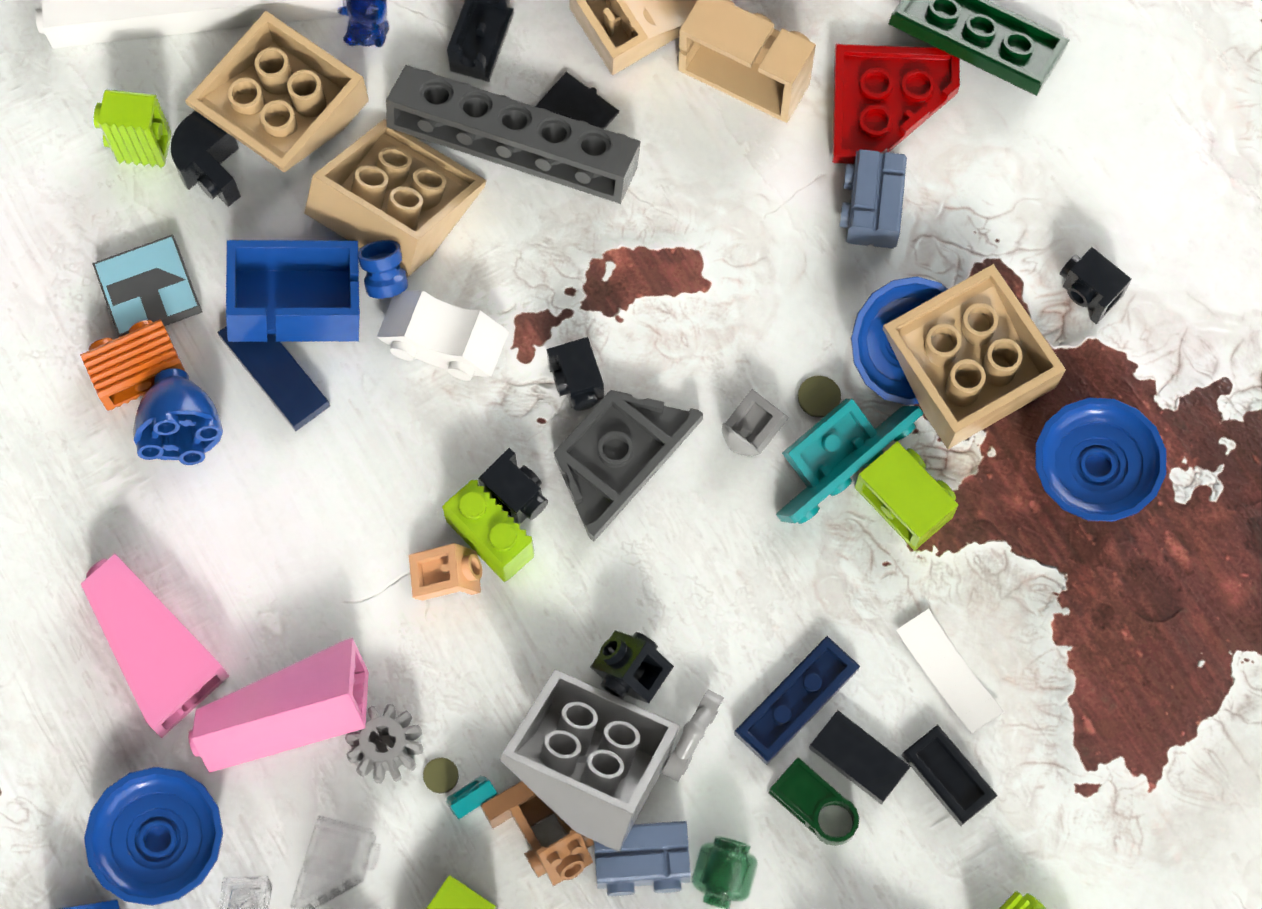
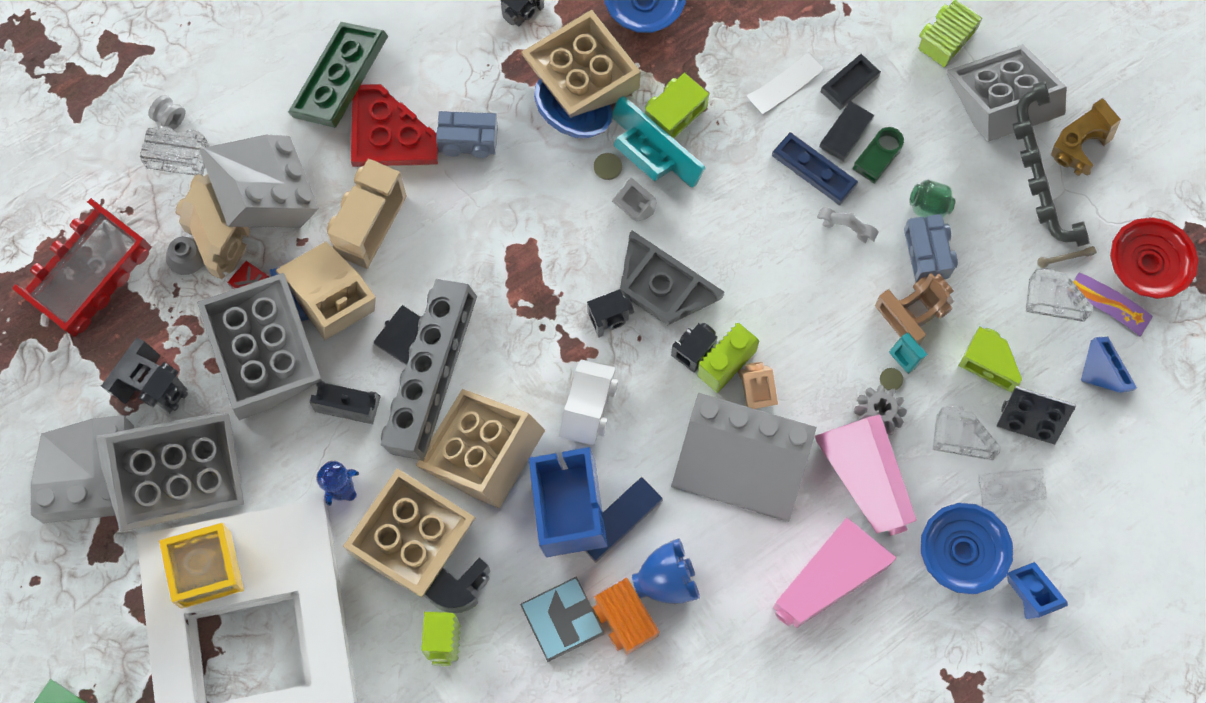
camera: 95 degrees left, 0 degrees up
(340, 541) = (743, 457): none -> light grey slope
(382, 267) = (546, 440): blue wheel -> none
(590, 756) = (880, 271): light grey slope -> none
(631, 666) = (811, 260): black brick -> none

